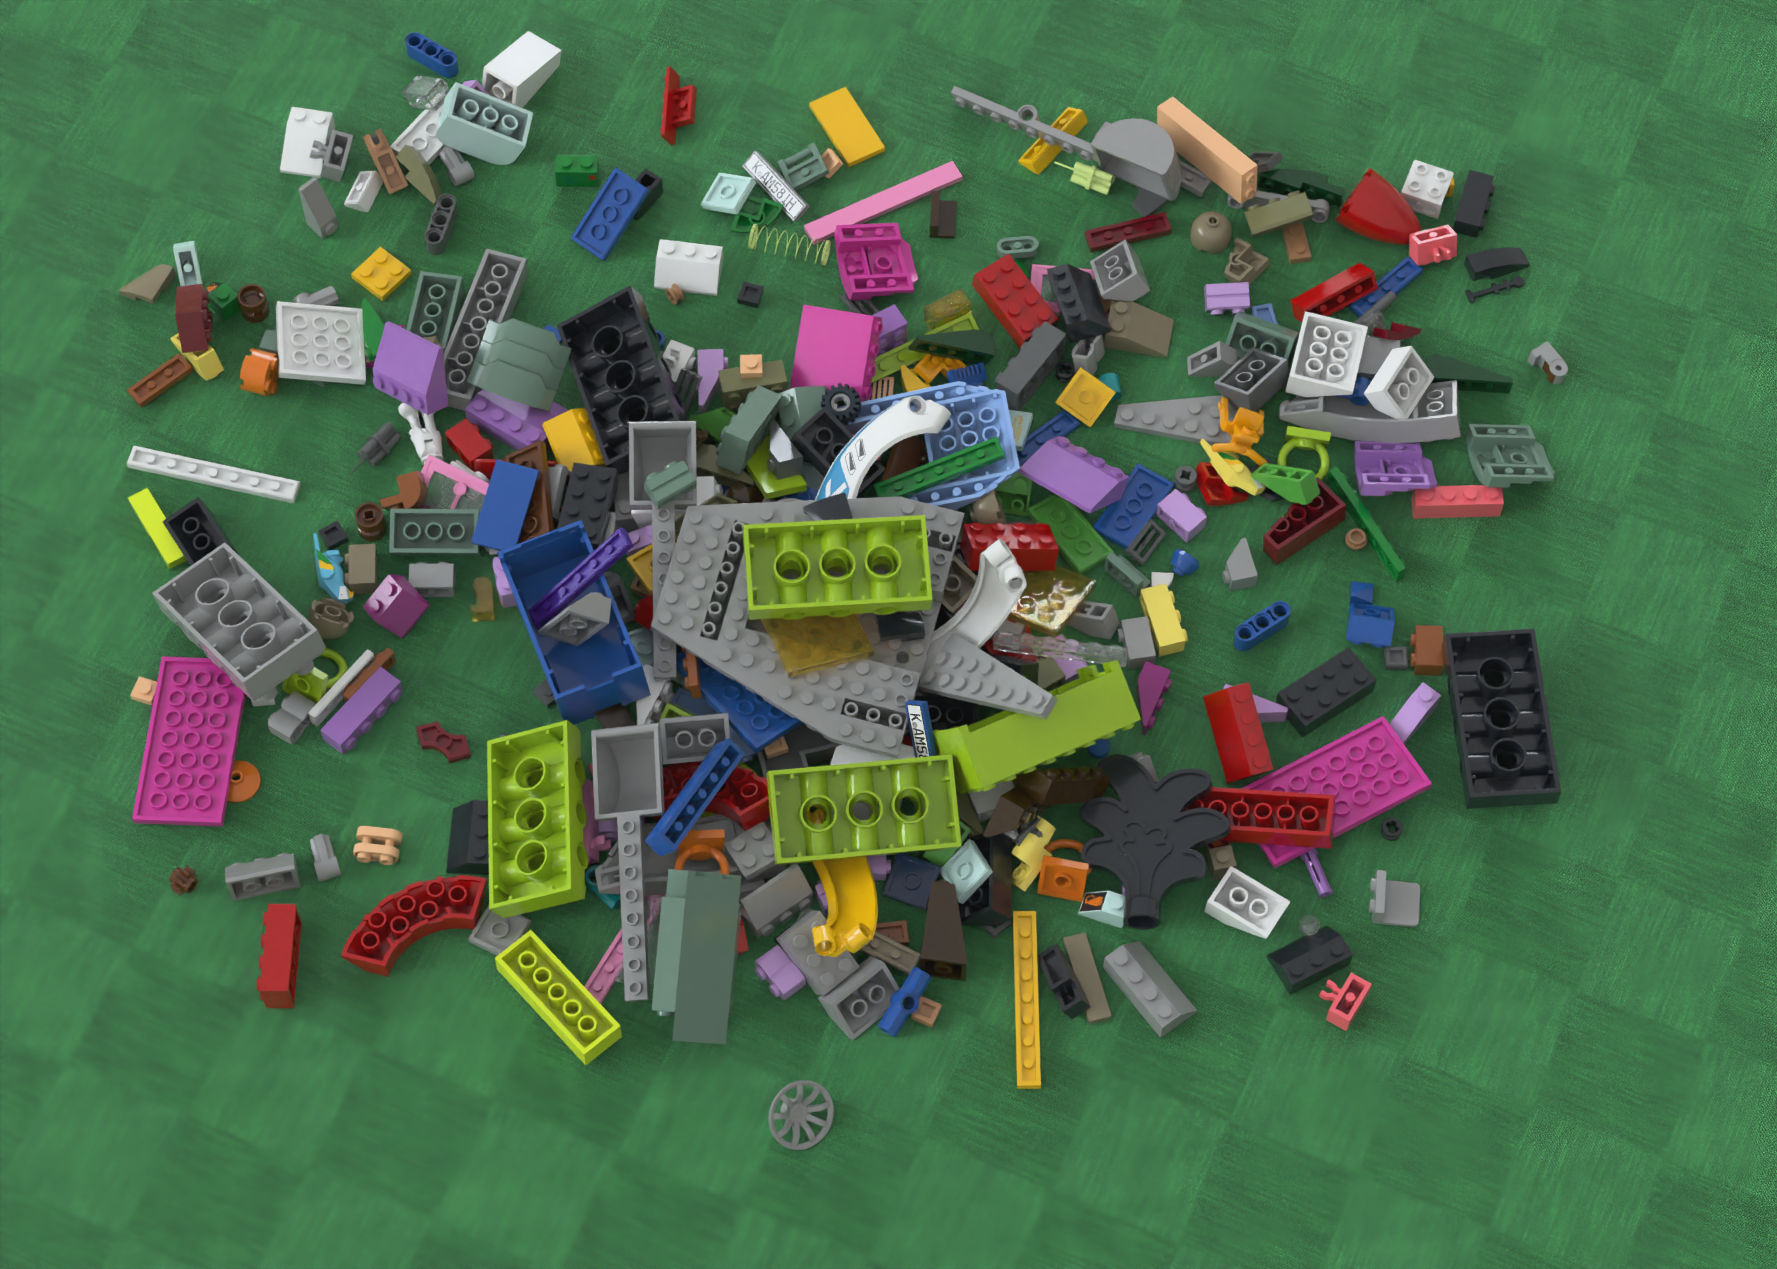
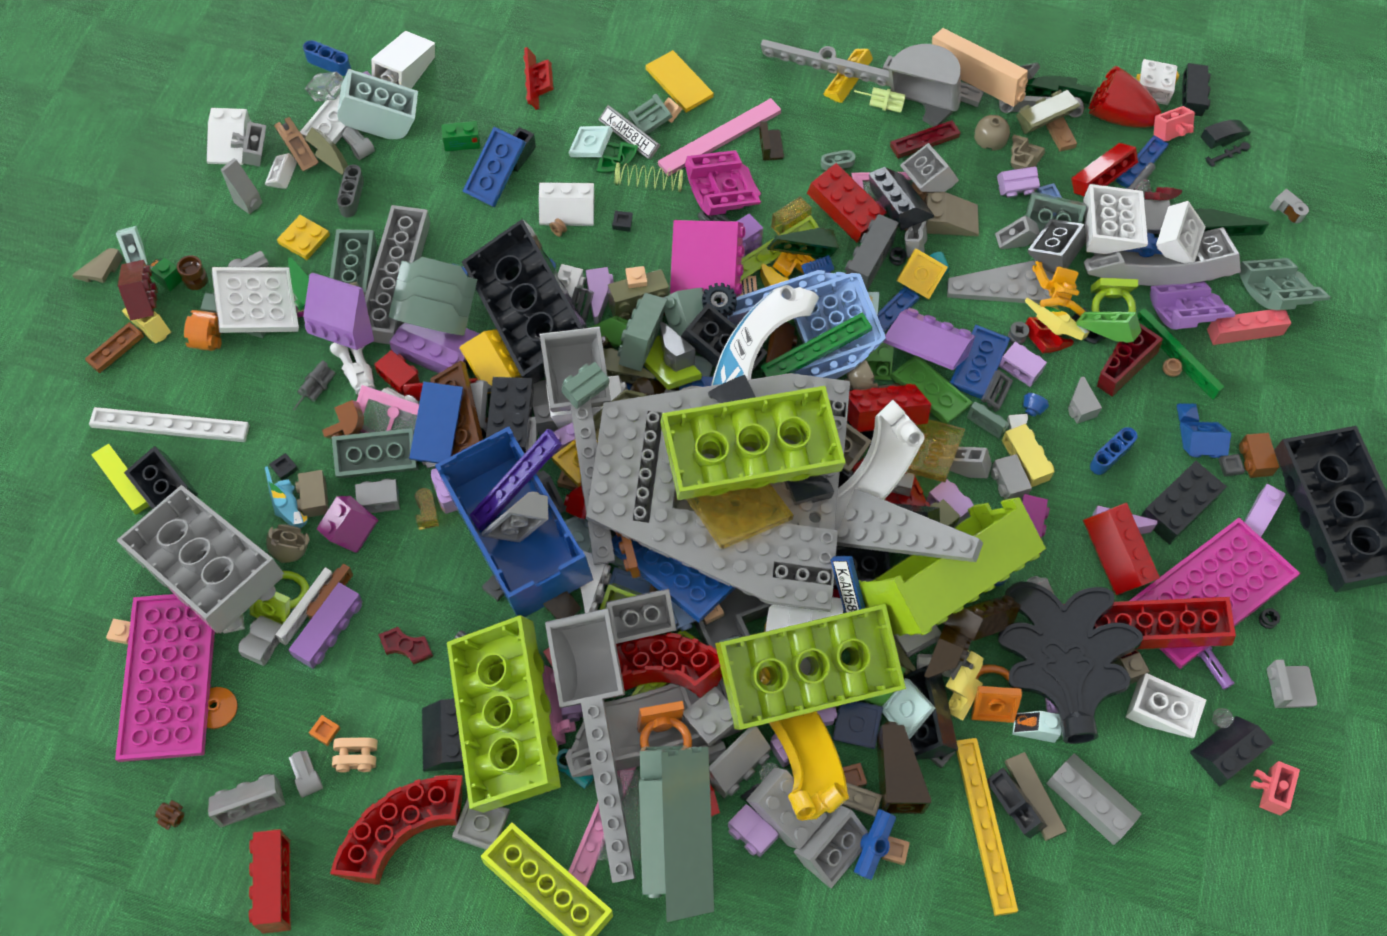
camera: 10 degrees left, 0 degrees up
(349, 817) = (324, 730): none -> orange plate
(370, 522) = (315, 450): reddish brown wheel -> none
(694, 797) = (651, 675): blue brick -> none
(1058, 648) = (949, 492): clear plate -> none

